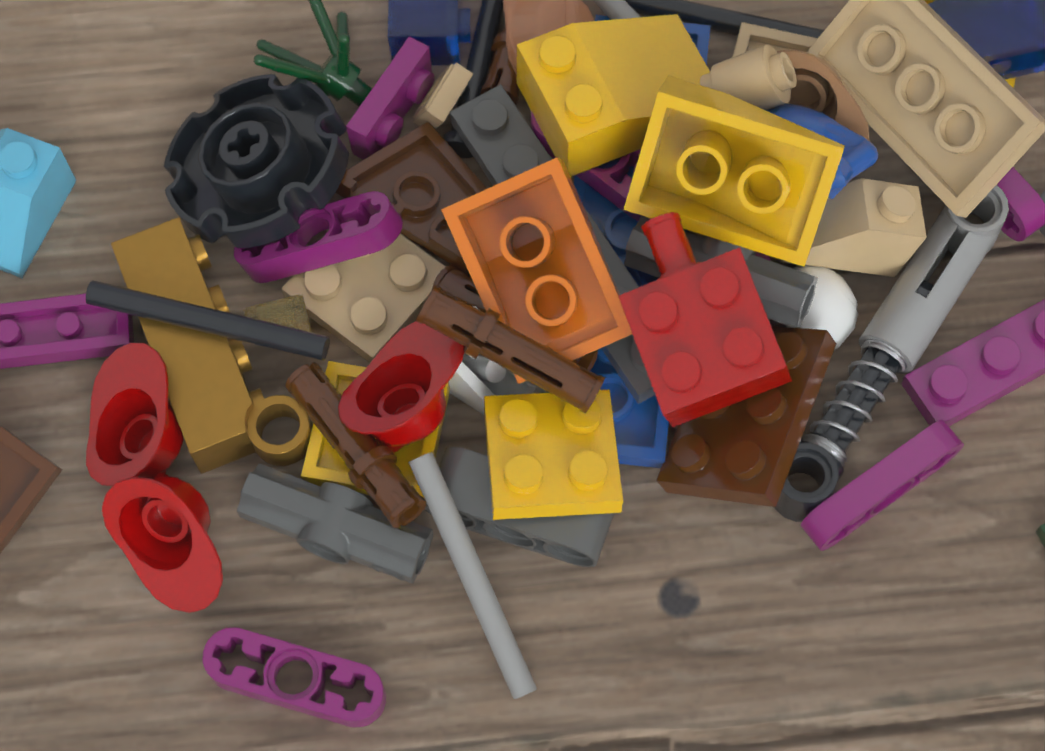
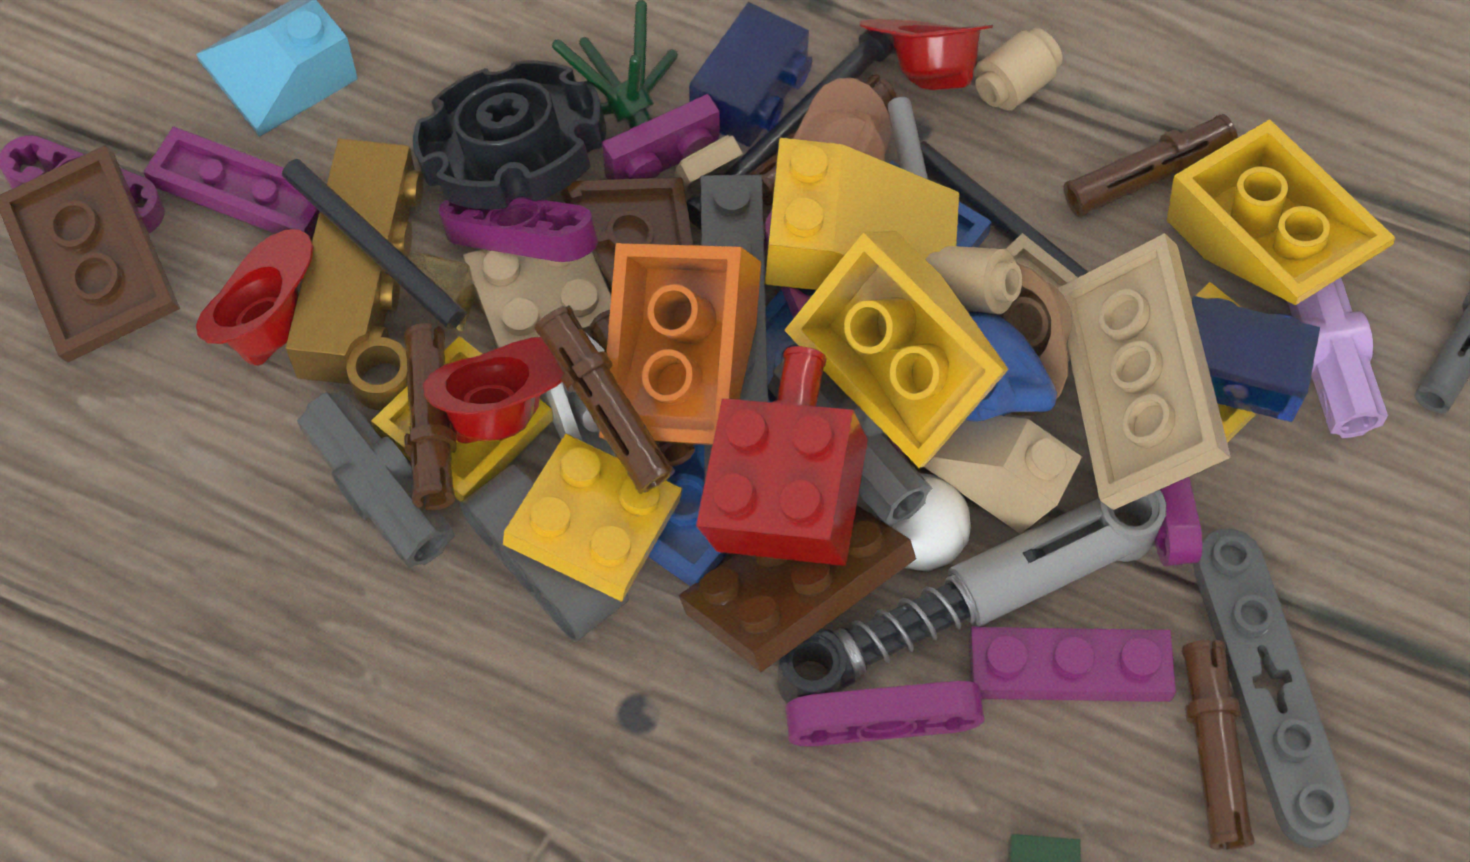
camera: 25 degrees right, 5 degrees down
(164, 535) = (226, 409): red piece -> none
(244, 679) = (253, 564): magenta beam -> none
(472, 575) = (458, 586): light grey bar -> none

